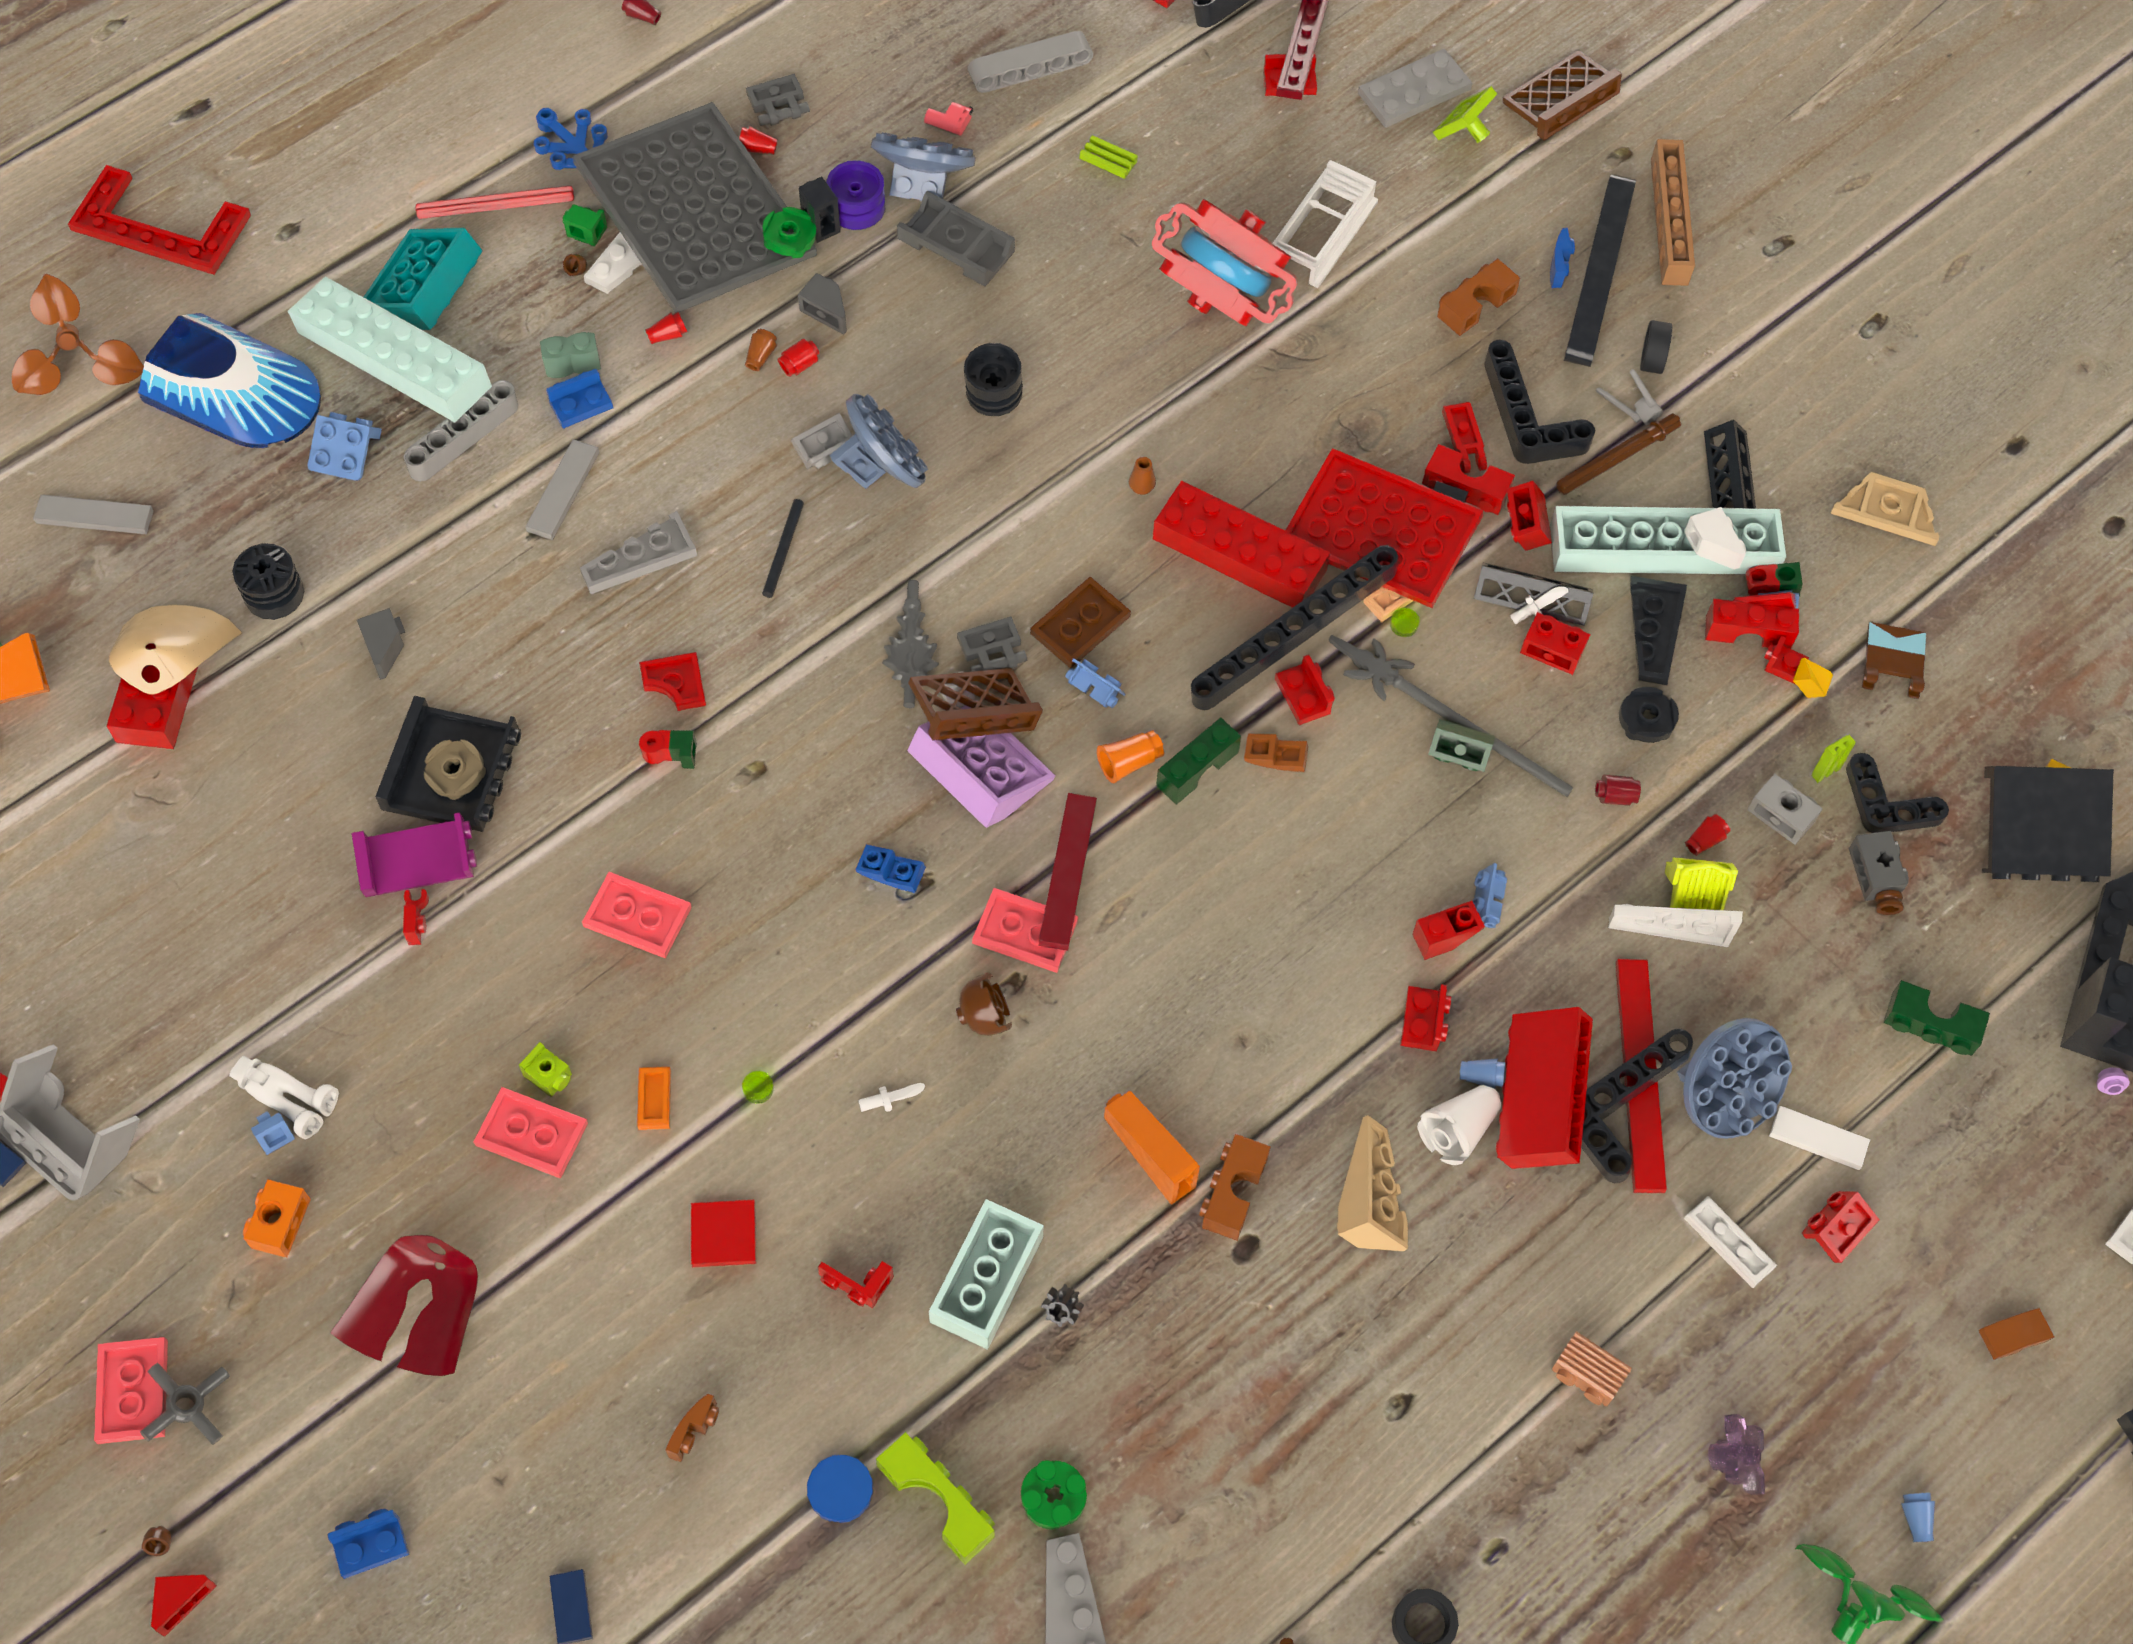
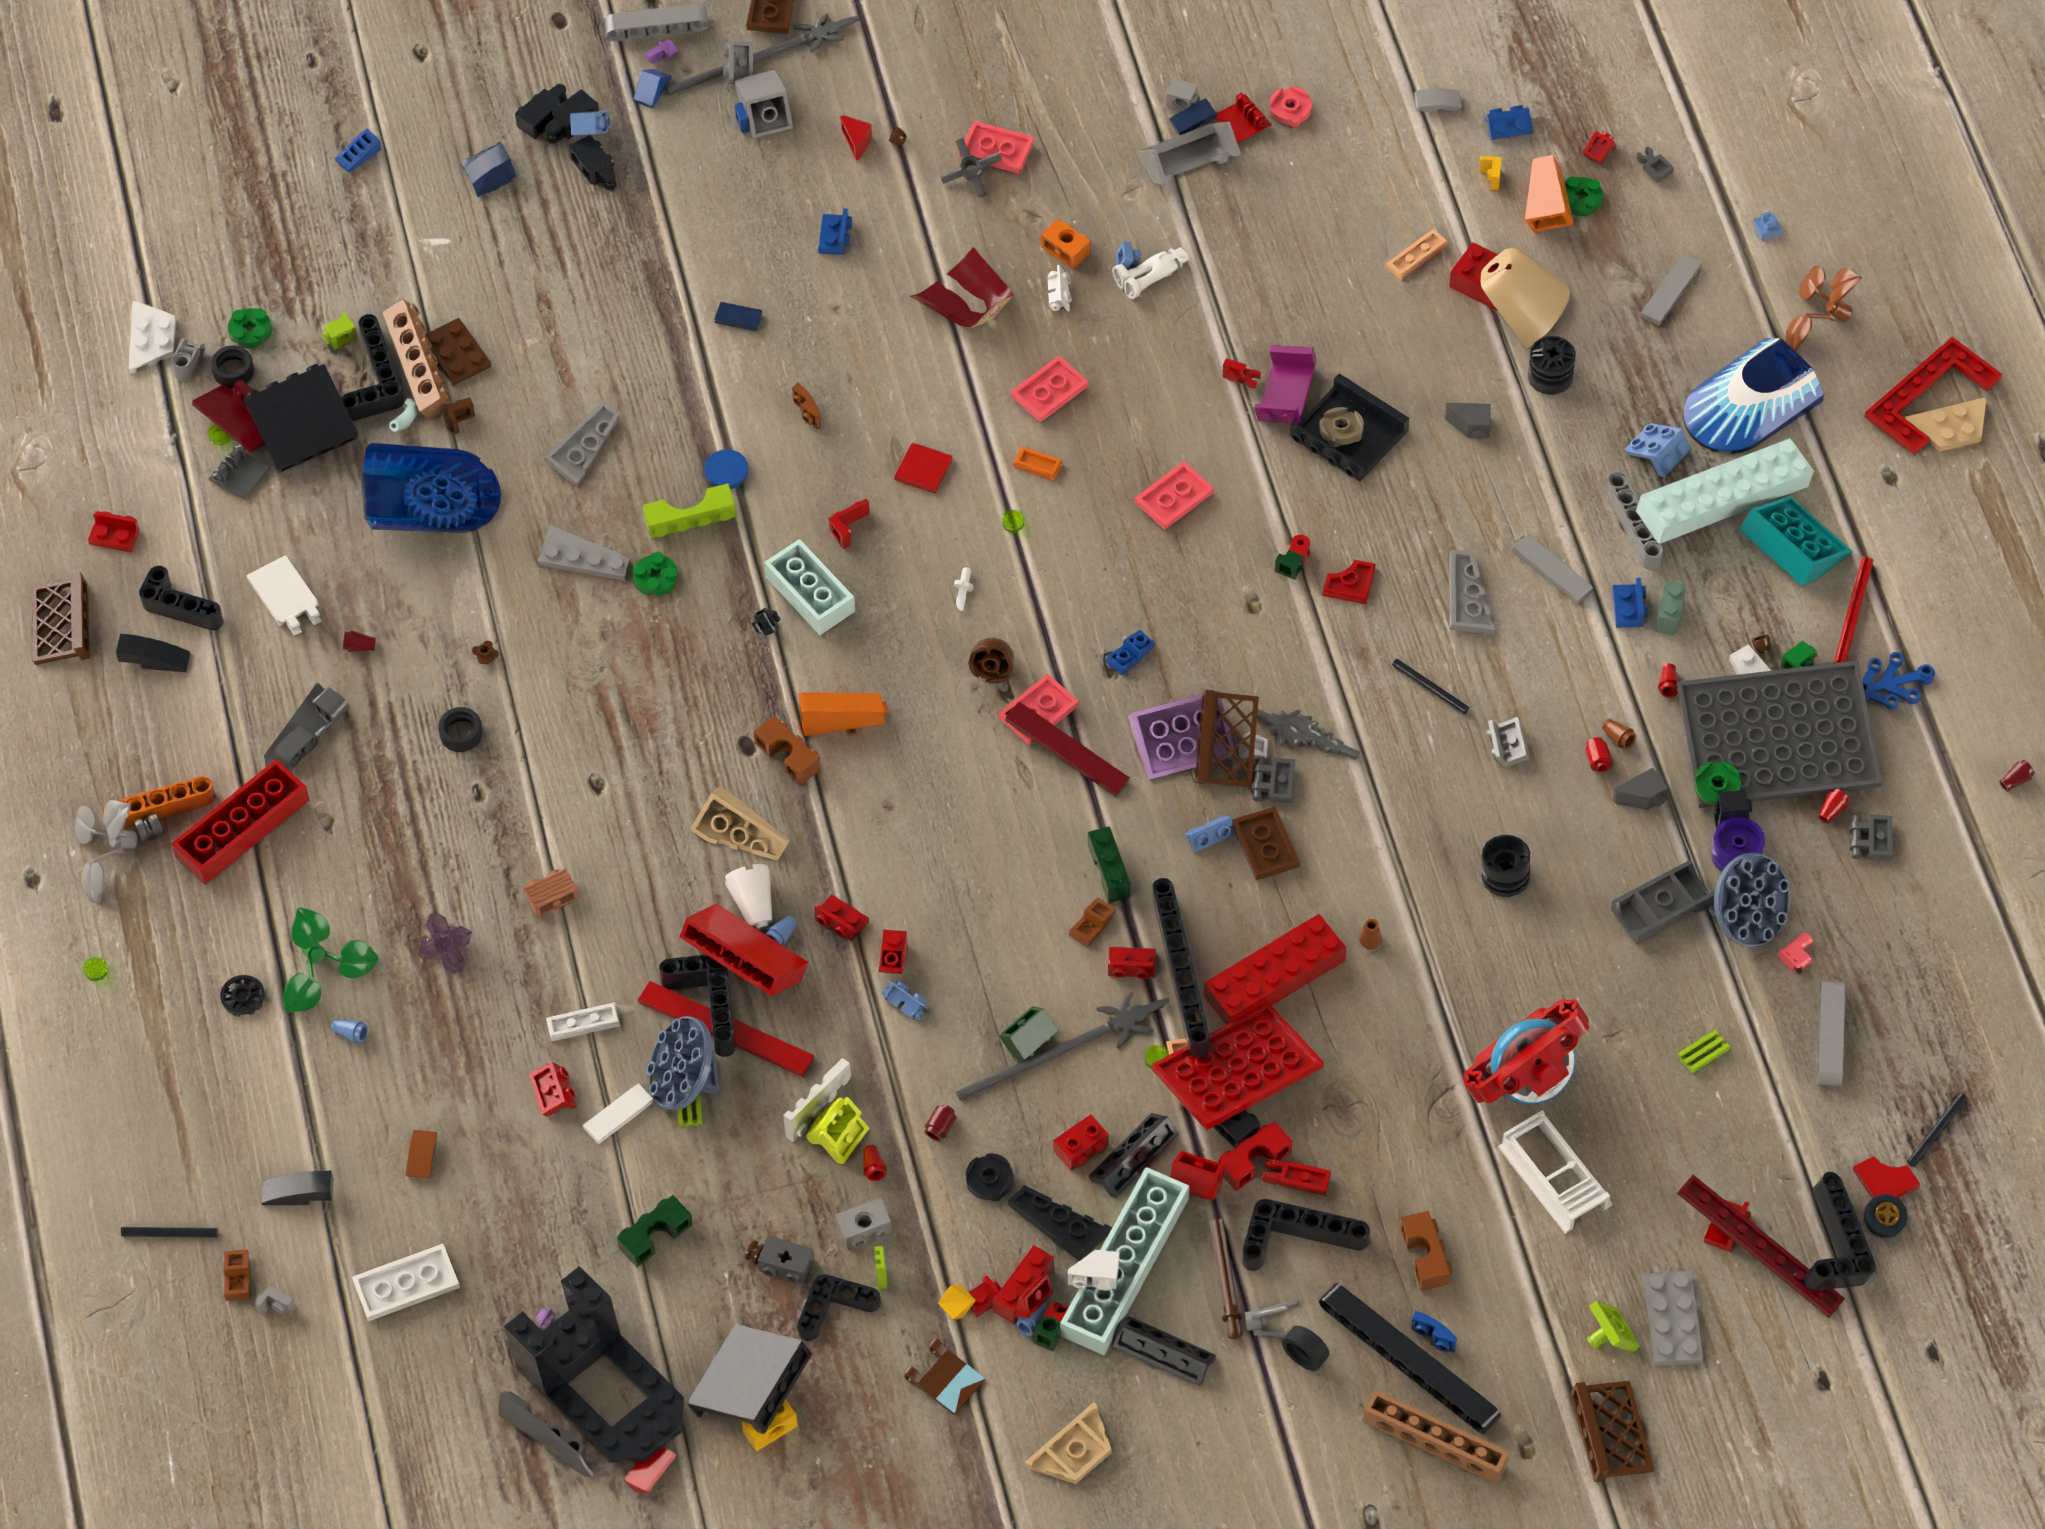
camera: 120 degrees right, 5 degrees down
(136, 800) = (1417, 254): none -> light nougat tile
(191, 193) = (1952, 425): none -> tan wing
(346, 1201) = (1061, 297): none -> white hinge
(535, 1064) = (1088, 409): lime brick -> none
(877, 447) = (1473, 760): sand blue bracket -> none
(1129, 755) = (1137, 823): orange plant -> none
(1535, 606) = (1119, 1141): white piece -> none

